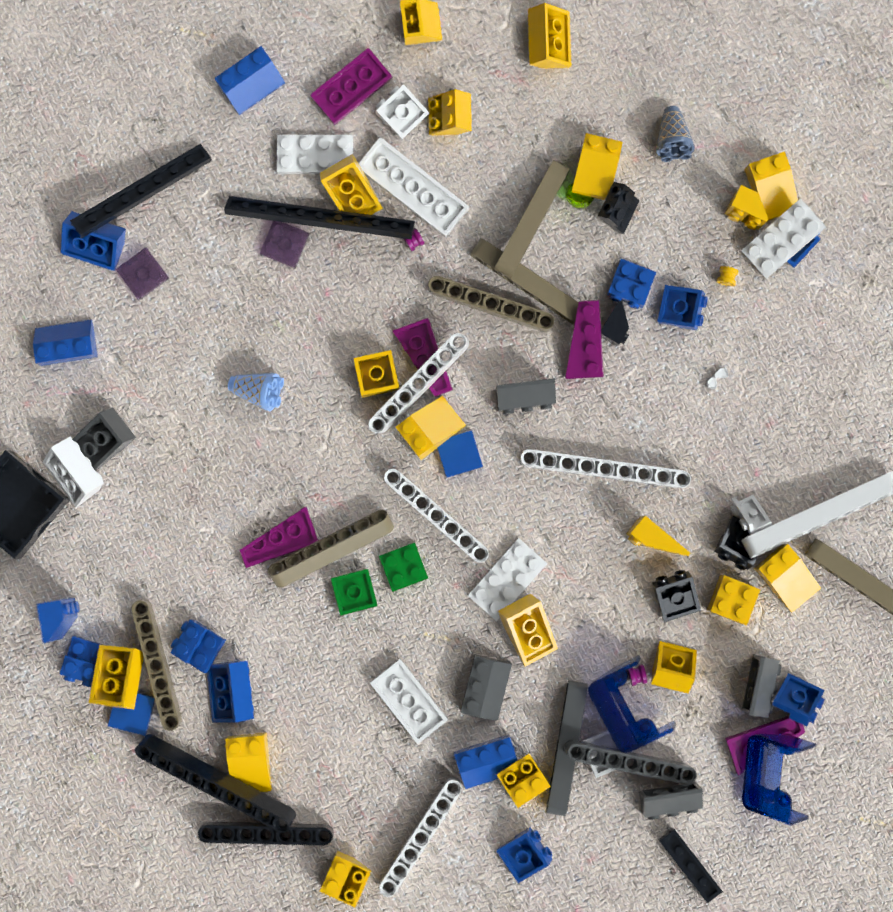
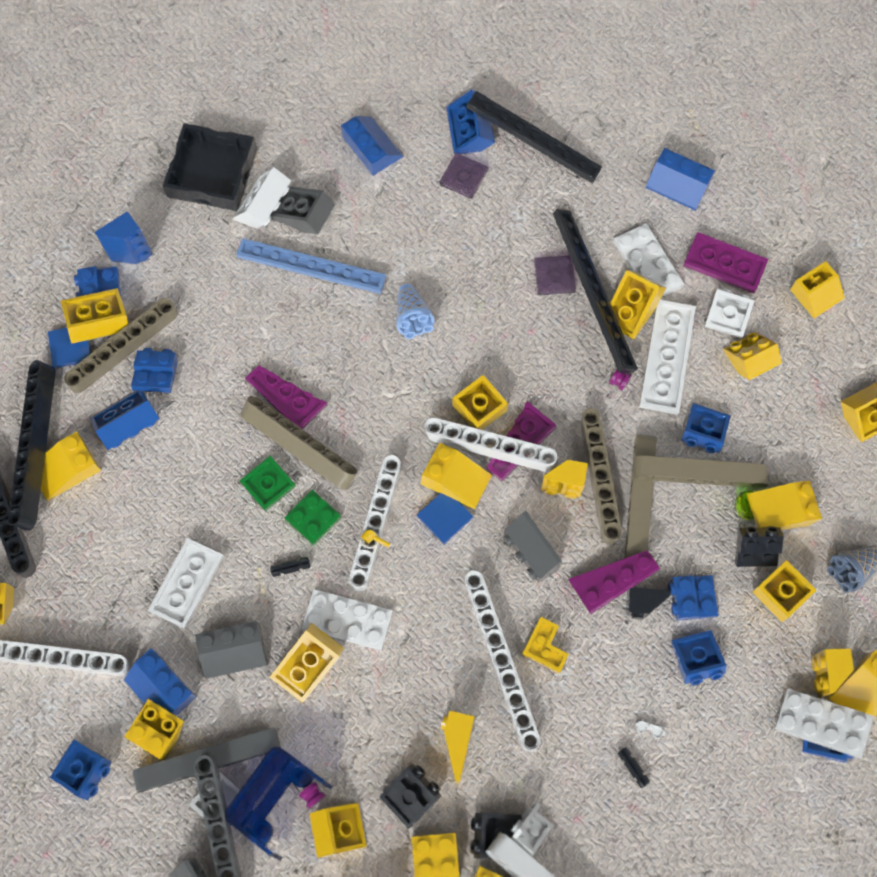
camera: 65 degrees right, 15 degrees down
(163, 458) = (311, 266): none -> medium blue plate
(437, 606) = (290, 566): none -> black axle
(449, 527) = (369, 535): none -> yellow hand
(482, 333) = (566, 479): none -> yellow slope
(495, 192) = (705, 428): none -> blue plate
(609, 431) = (540, 648): none -> yellow plate
(665, 207) = (784, 591): none -> yellow brick
(727, 276) = (754, 687): yellow wheel -> none
(740, 407) = (634, 767): none -> black axle

